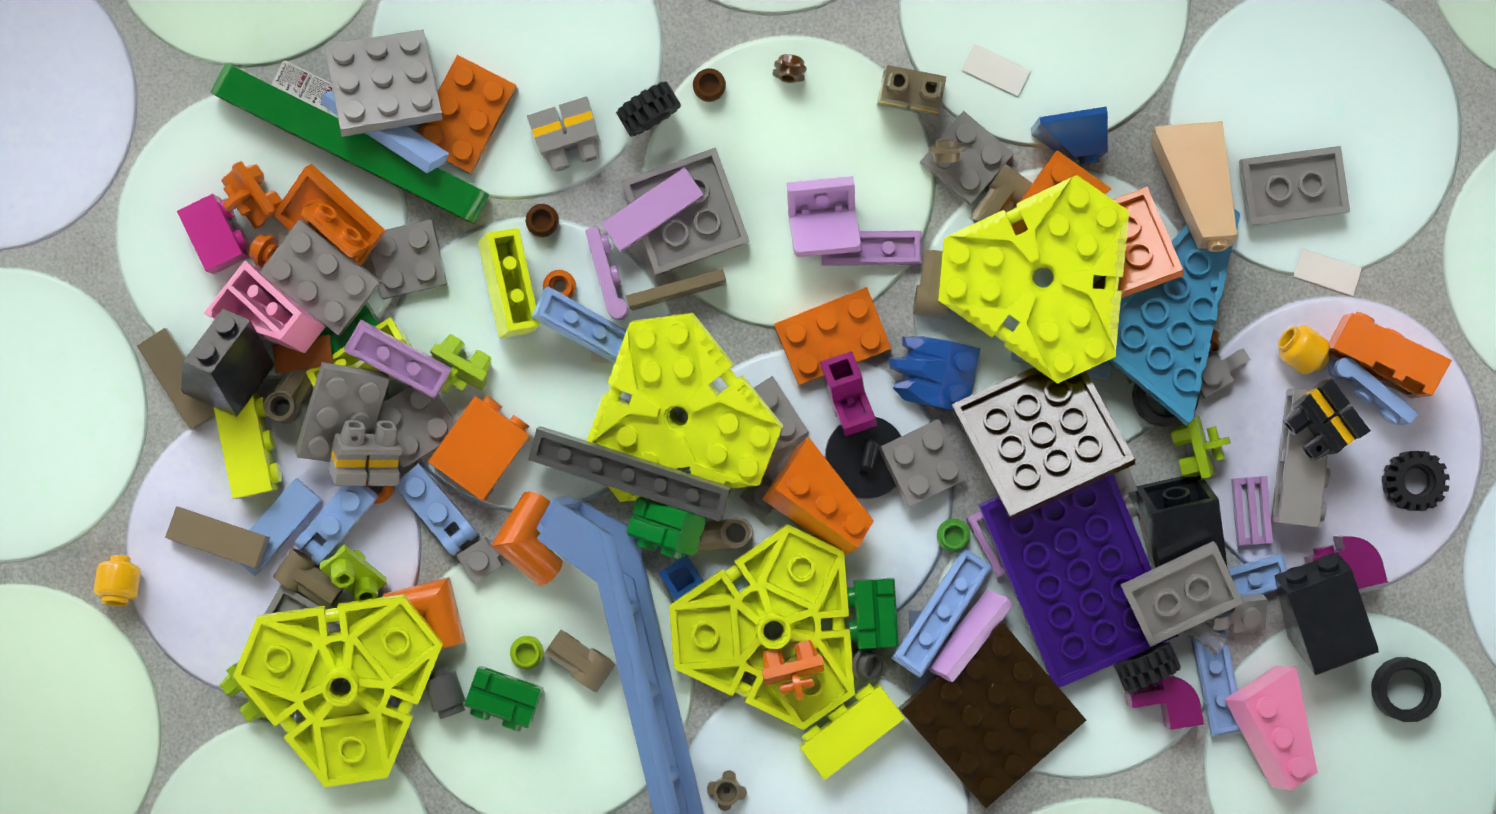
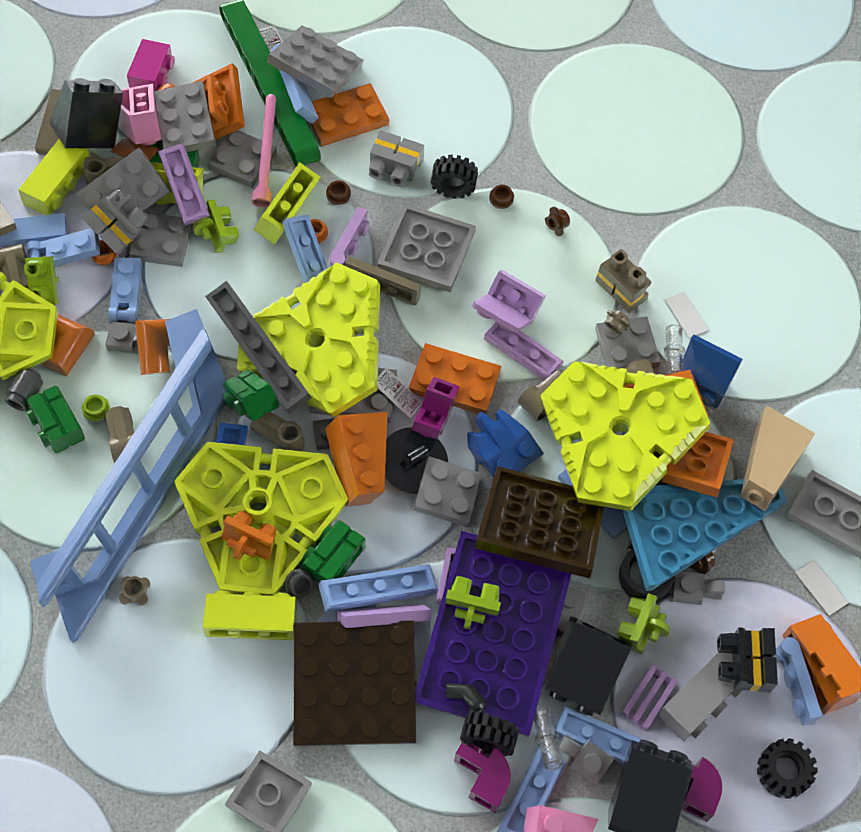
camera: 35 degrees right, 25 degrees down
(247, 196) = (187, 60): orange hips -> none
(469, 288) = (261, 195): none -> bright pink piece
(480, 446) = (183, 272): orange panel -> none
(652, 209) = (407, 227): lavender tile -> none
(795, 400) = (398, 393): none -> white sticker
(953, 535) = (429, 551): bright green plate -> none
(1019, 130) = (674, 350): none -> clear pin
(1059, 560) = (460, 597): none -> lime hips
(1103, 647) = (469, 694): none -> pearl dark grey arm
(1182, 593) = (554, 698): light grey plate -> none
(1303, 349) = (768, 613): yellow head -> none

